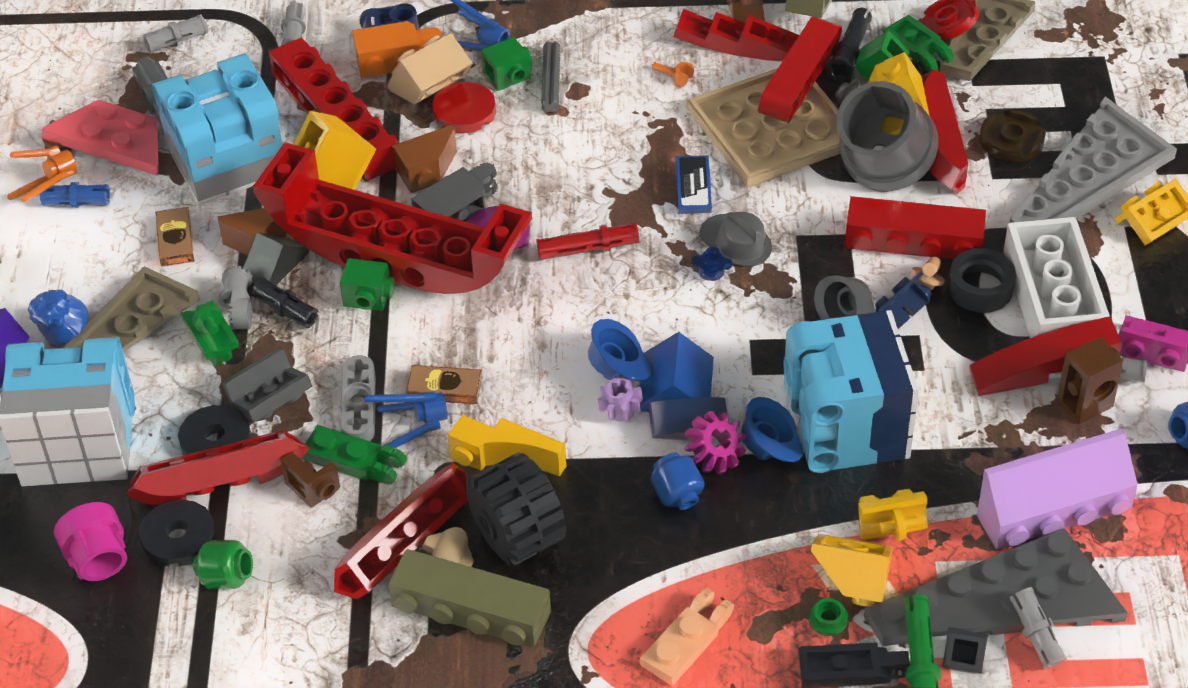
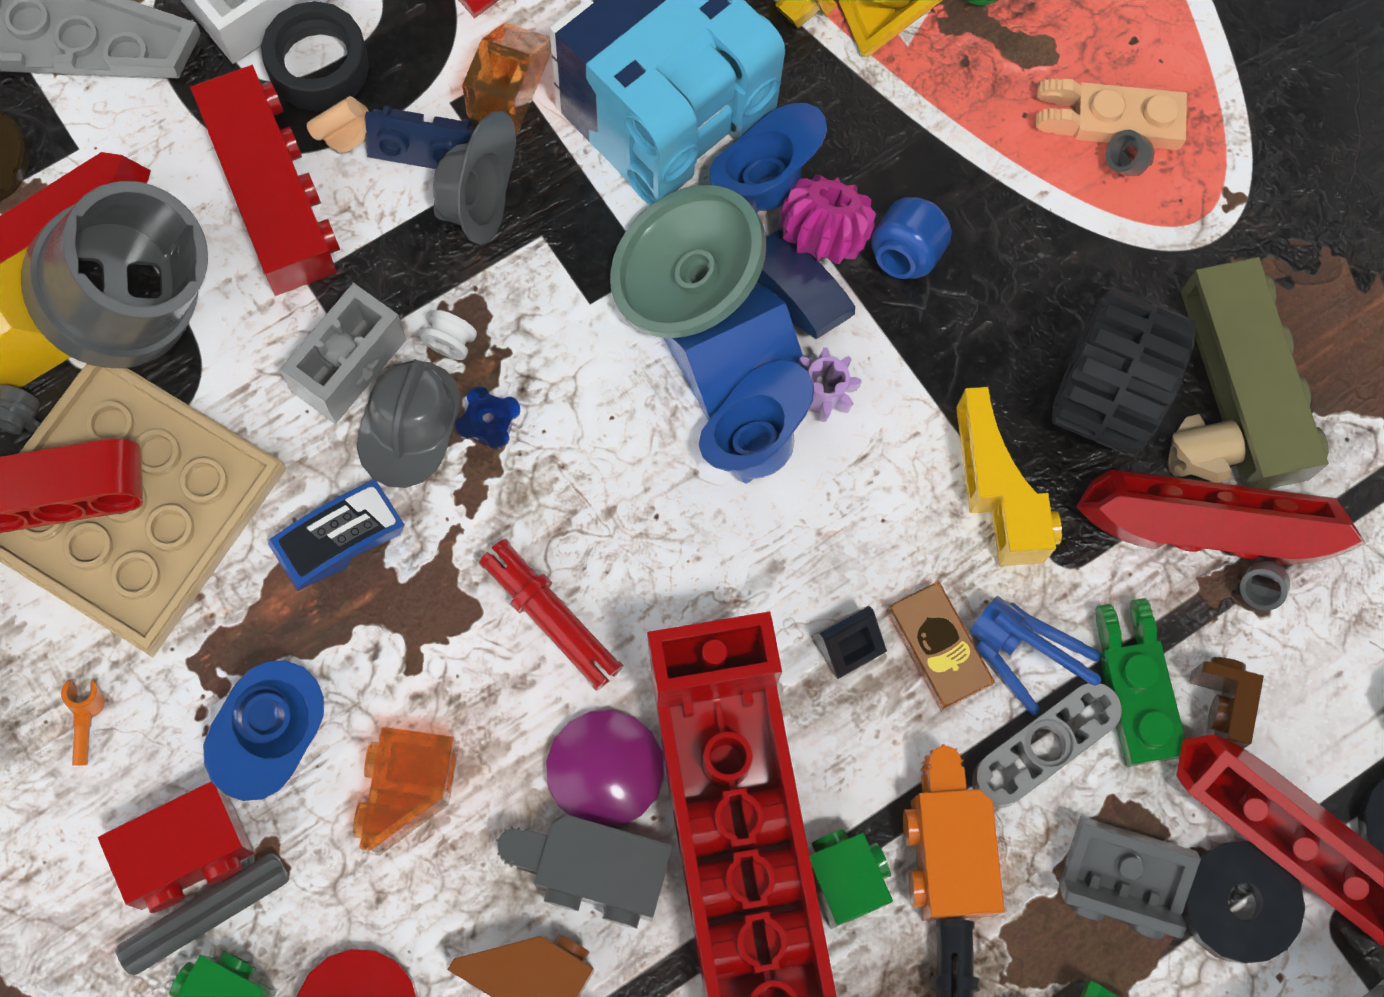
camera: 130 degrees left, 25 degrees up
(345, 331) = (953, 844): none -> orange hinge
(351, 534) = (1264, 592): none -> dark grey hinge
(478, 348) = (850, 641): none -> black slope
(550, 156) = (408, 786): none -> clear orange slope
(583, 70) = (176, 848): none -> red brick
(612, 111) = (263, 730): none -> blue piece
(651, 624) = (1122, 160): none -> dark grey hinge
(732, 366) = (688, 261): none -> sand green dish
(769, 264) = (448, 335): none -> white bush
(784, 212) = (344, 353): none -> light grey brick
(921, 349) = (506, 72): none -> clear orange slope

